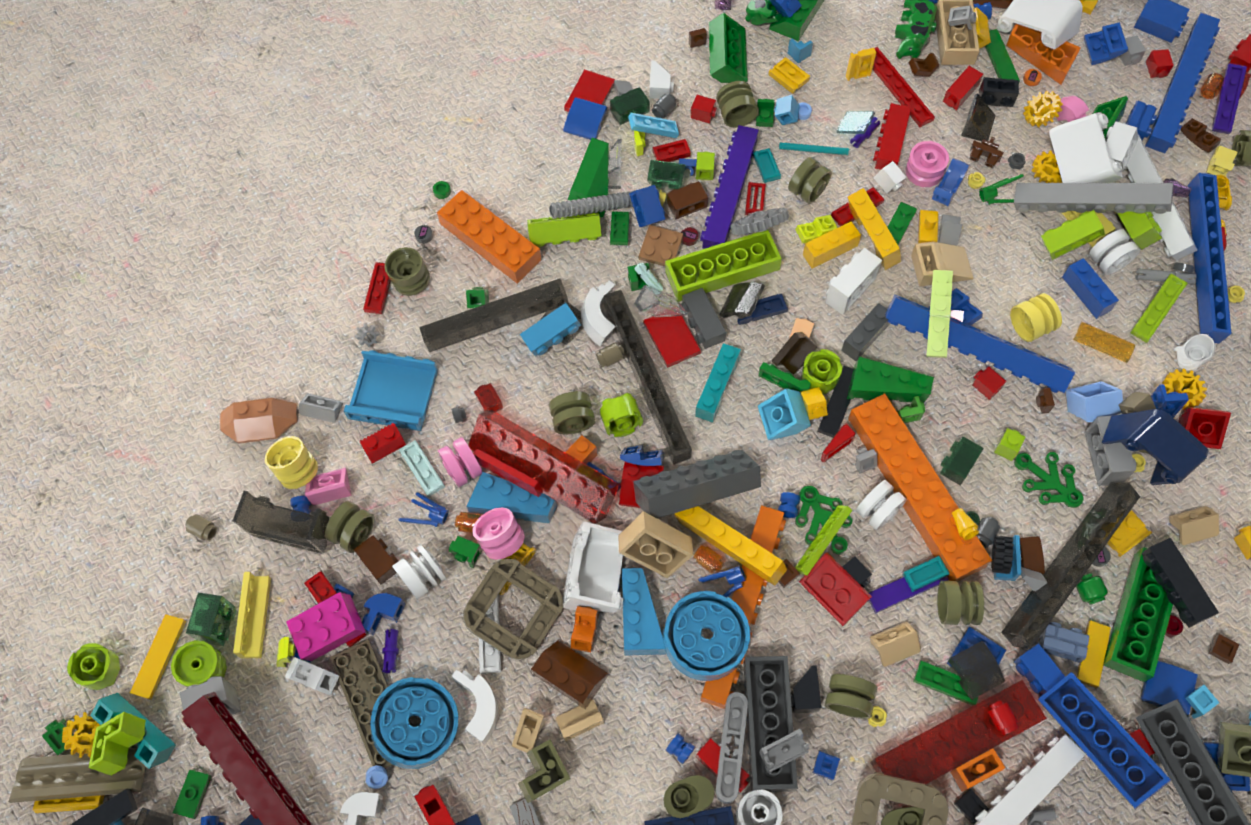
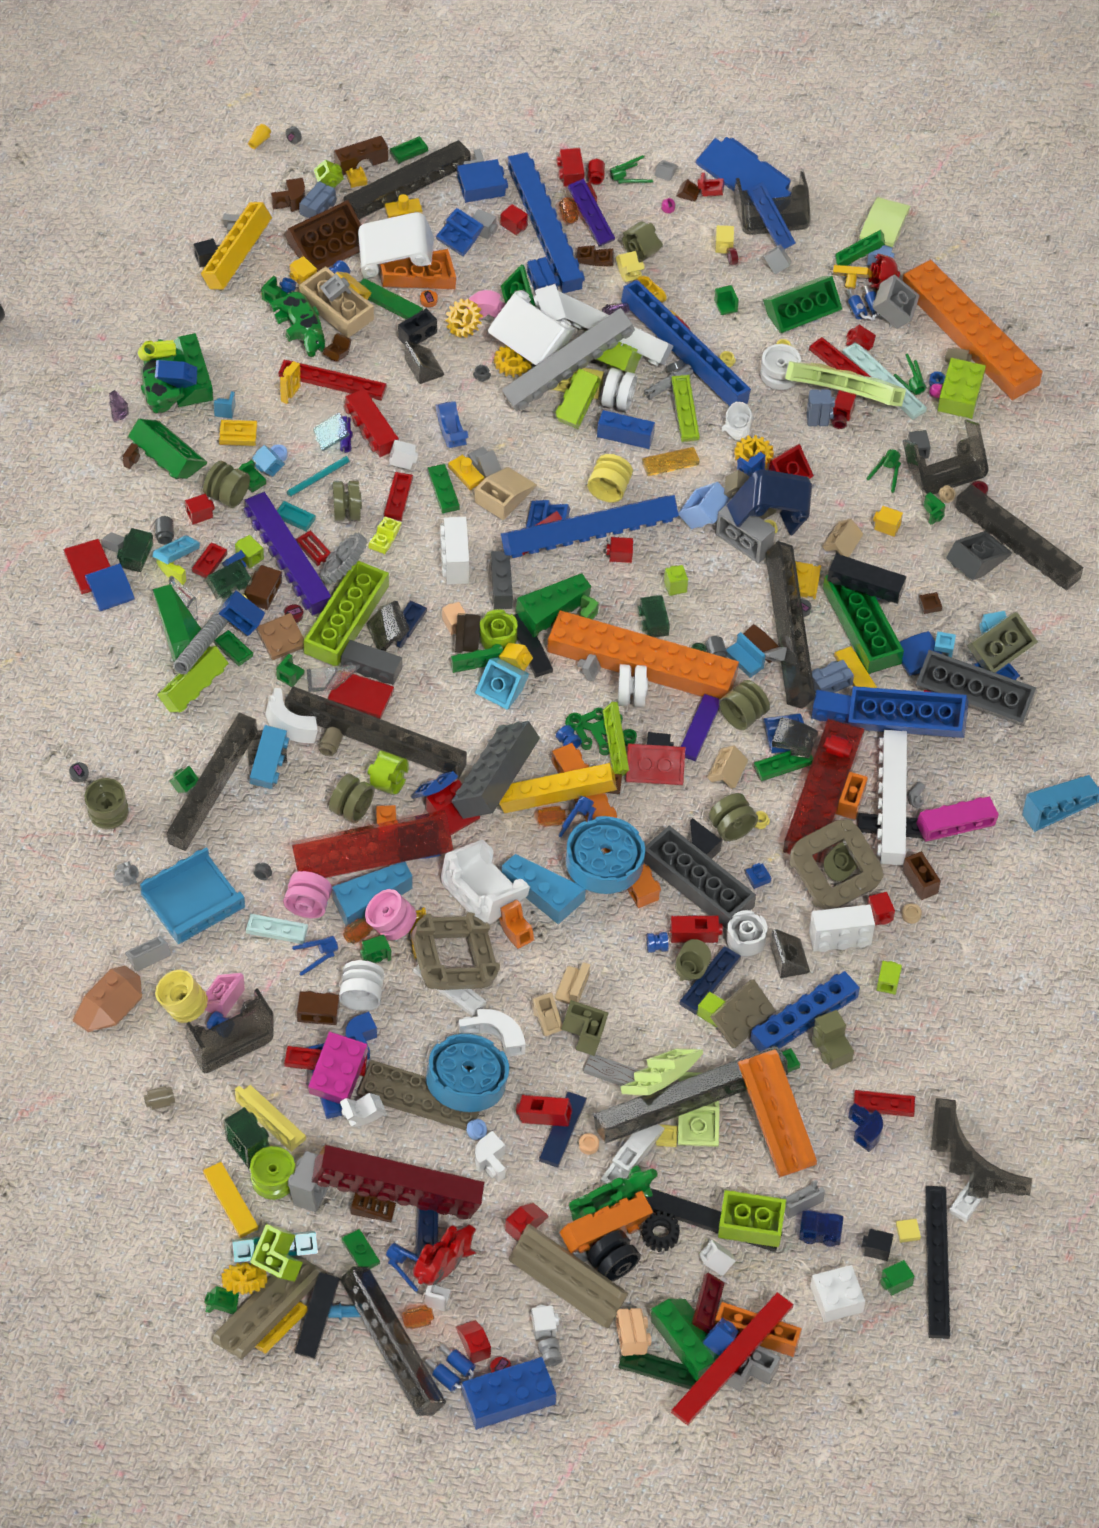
camera: 50 degrees left, 10 degrees down
(94, 666) = (195, 1239): lime brick -> none
(286, 649) = (324, 1111): neon yellow slope -> none
(349, 526) = (280, 999): olive wheel -> none
(377, 290) = (90, 837): red tile -> none
(382, 443) = (230, 933): red brick -> none
(390, 651) = (396, 1053): dark purple pin -> none
(441, 190) = (52, 729): green tile -> none
(488, 398) = (274, 842): clear red brick -> none
(489, 236) = (137, 731): orange brick -> none
(508, 473) = (358, 868): red tile -> none
(569, 673) = (536, 963): reddish brown slope -> none
(648, 277) = (298, 663): light aqua axle -> none
(655, 545) = (511, 828): tan brick -> none
(659, 81) = (138, 512): white slope -> none
(717, 381) = (437, 705): teal arch -> none
(730, 768) = (680, 897): light grey piece -> none
(784, 750) = (726, 877): light grey hinge -> none
(831, 244) = (410, 537): yellow brick -> none
(841, 440) = (559, 665): red slope -> none
(868, 216) = (414, 489): yellow arch -> none
(925, 573) = (704, 707): teal tile -> none
(927, 164) = (419, 423): bright pink wheel -> none
(939, 314) = (549, 516): yellowish green arch -> none
(963, 87) = (385, 344): red brick -> none
(965, 525) = (700, 650): yellow cone -> none
(973, 183) = (466, 410): light yellow plate -> none
(987, 149) = (453, 379): reddish brown hips -> none
(990, 192) = (486, 411): green plant -> none
(1002, 554) = (742, 651): black tyre -> none
(1045, 400) = (671, 532): reddish brown plate -> none
(1051, 481) = (745, 583): green plant -> none
(1092, 589) = (817, 631): green head -> none
(1174, 626) = (890, 614): dark red tile -> none

